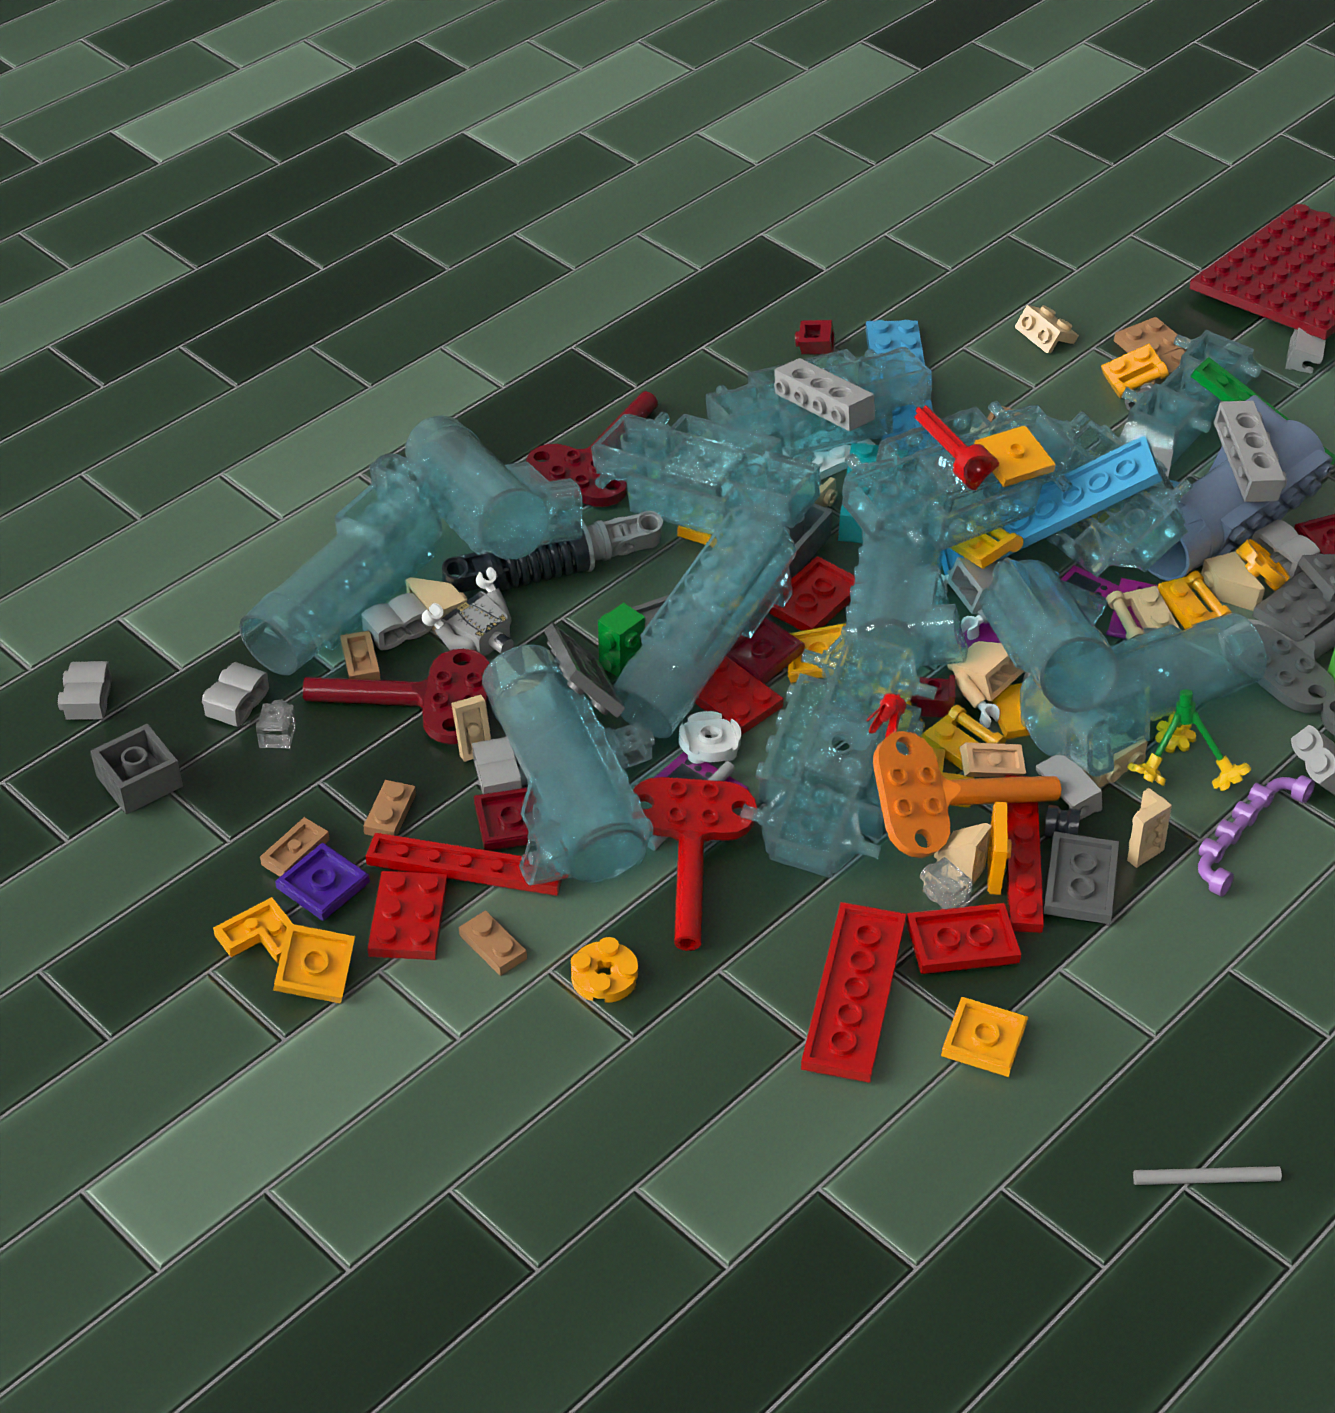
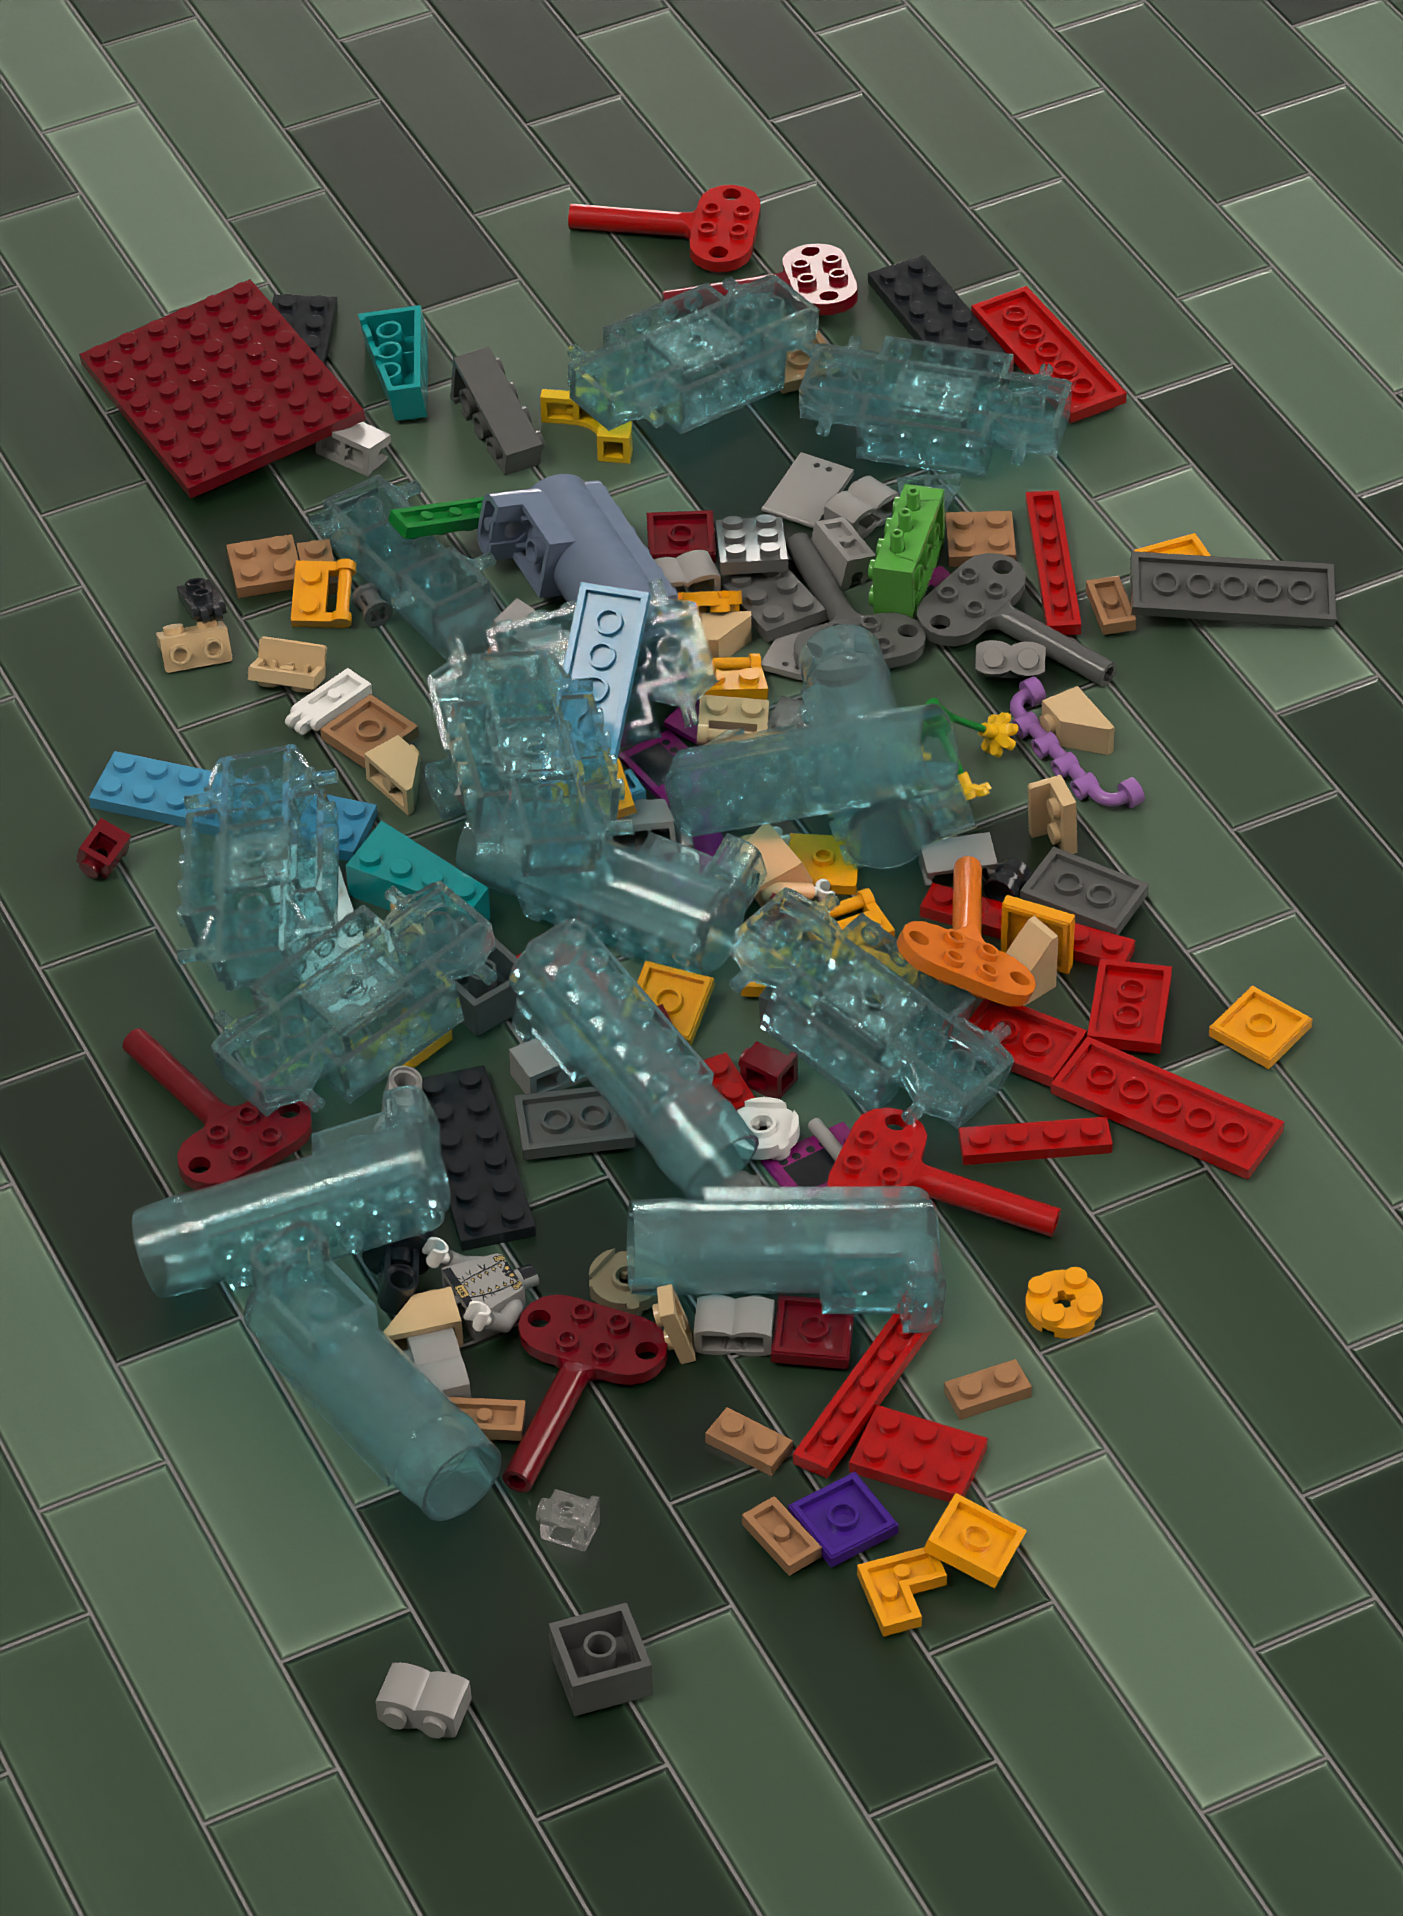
camera: 70 degrees left, 0 degrees up
(235, 694) = (498, 1549): light grey brick -> none
(583, 671) = (666, 1183): dark grey plate -> none
(619, 637) = (589, 1158): green brick -> none
(633, 581) = (478, 1161): none -> black plate
(767, 722) = (768, 1070): none -> dark red brick
(781, 913) = (1034, 1140): none -> red plate
(824, 394) = (309, 841): light grey brick -> none
(887, 881) = (1036, 1041): none -> red plate
(891, 707) = (865, 934): red piece -> none
(946, 884) = (1060, 994): clear brick -> none
(971, 463) = (562, 730): red piece -> none
(992, 760) = (900, 904): light nougat plate -> none
(1017, 398) = (328, 702): none -> white hinge
(1018, 456) = (551, 698): light orange plate -> none
(1050, 376) = (289, 664): none -> tan bracket
(1086, 317) = (201, 600): none -> black hinge
(1249, 451) = (590, 528): light grey brick -> none
(1282, 823) = (1077, 722): none -> tan slope

